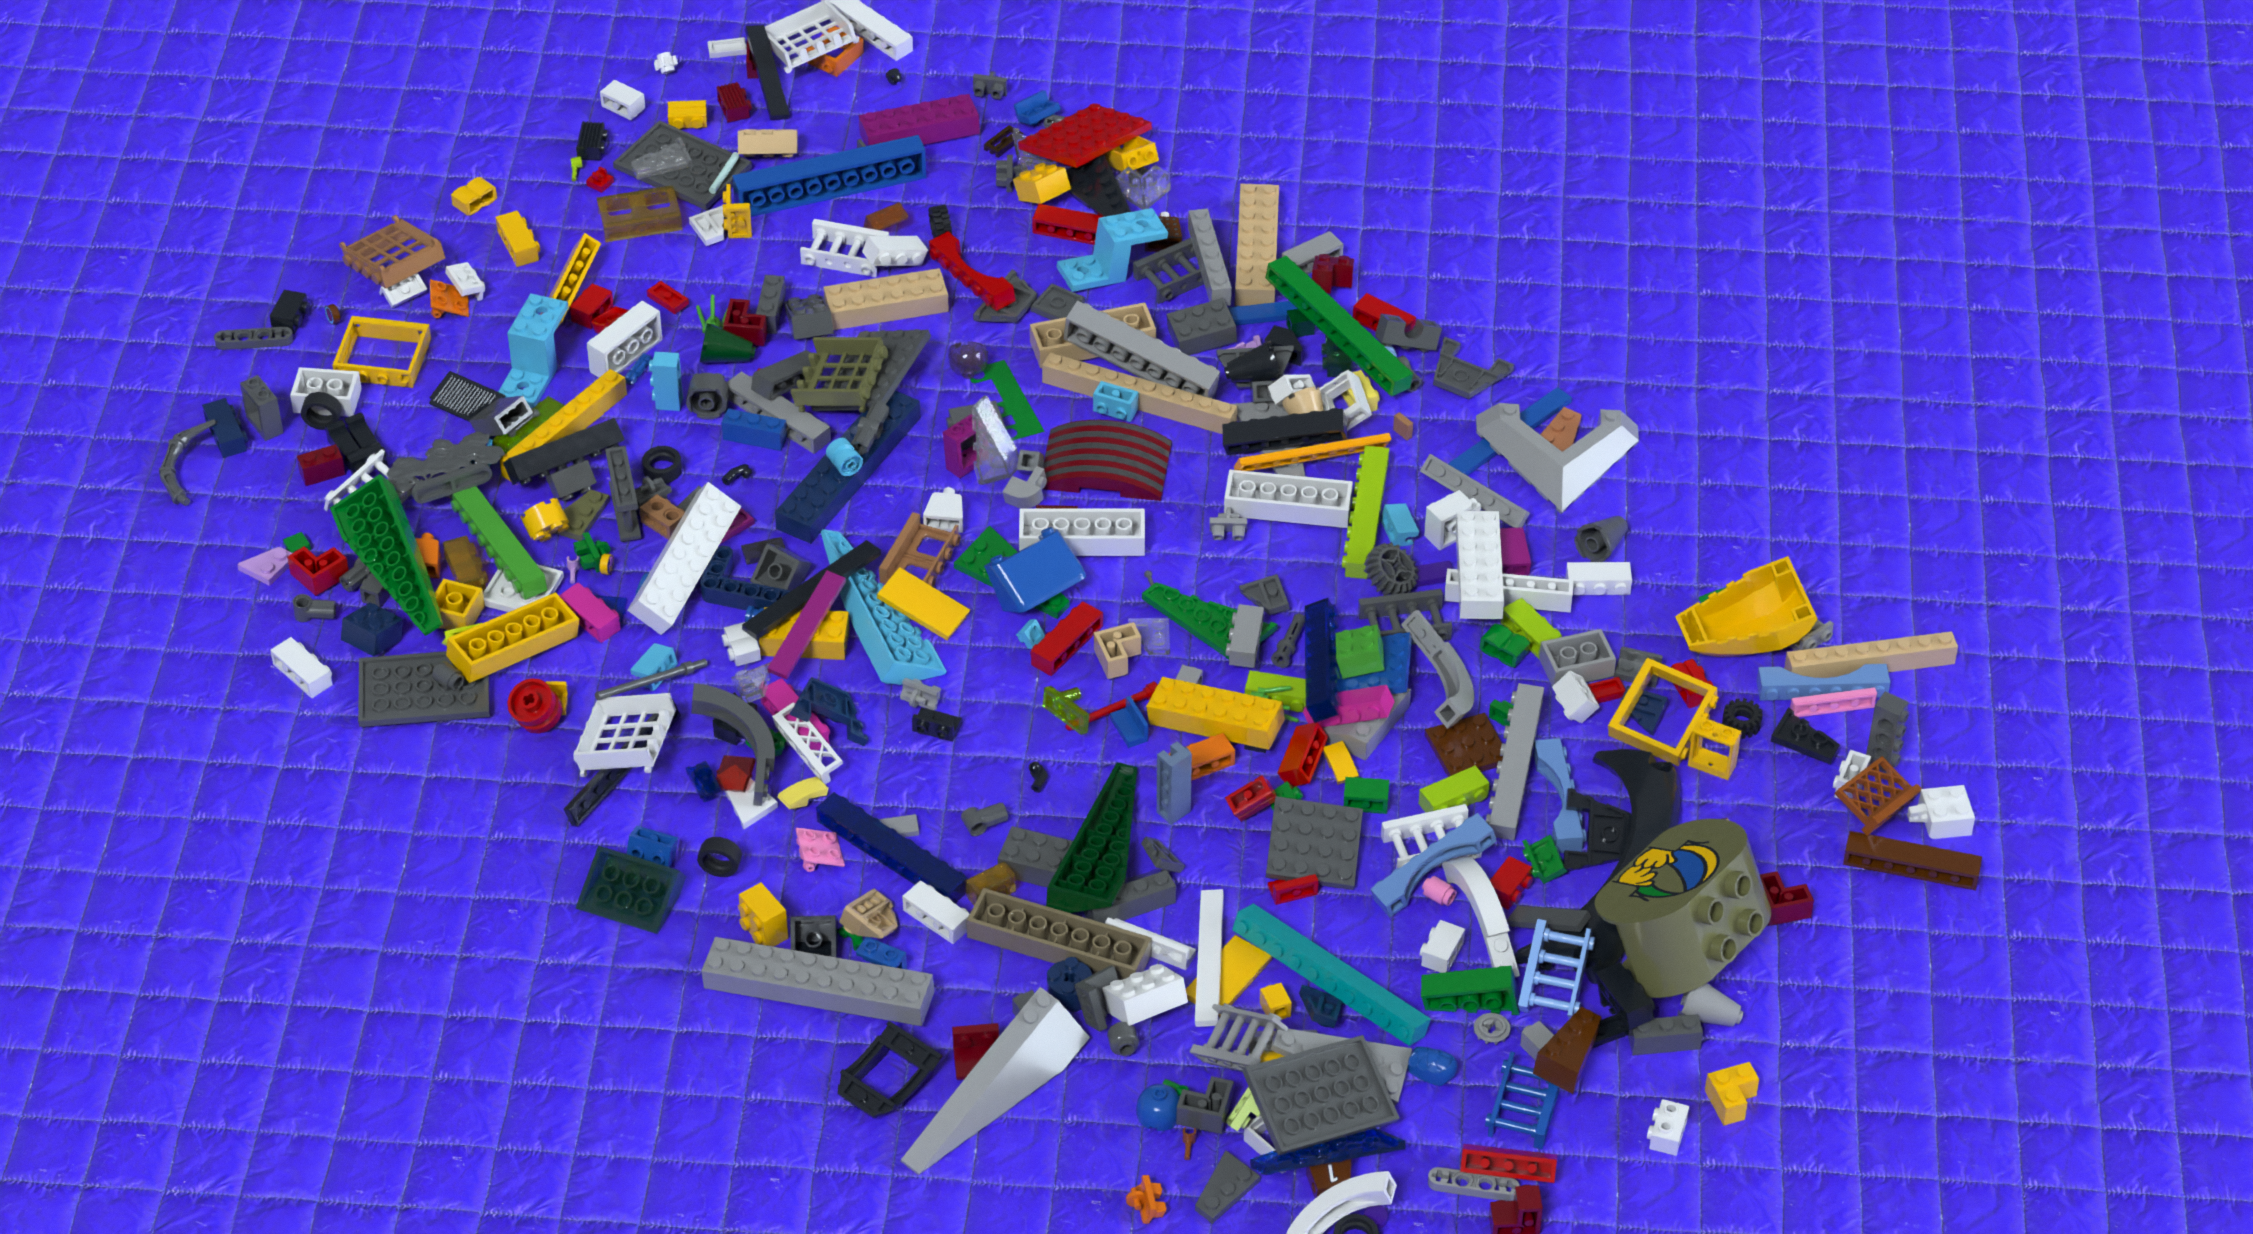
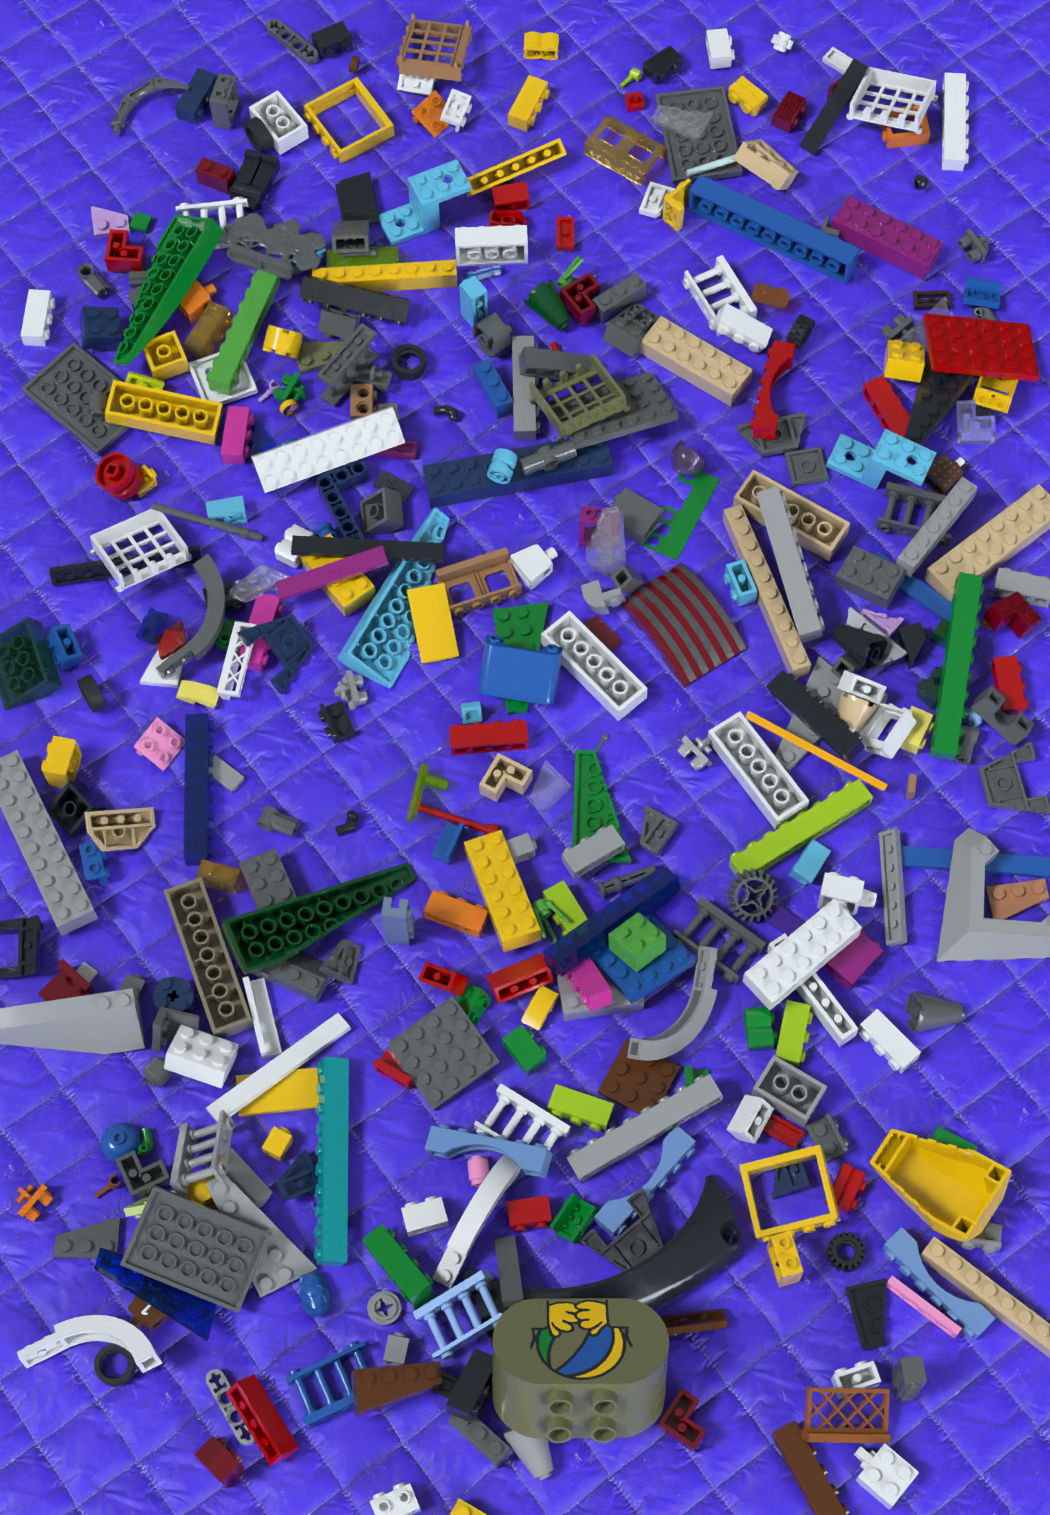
camera: 50 degrees right, 20 degrees up
(936, 911) = (167, 860): white brick -> none

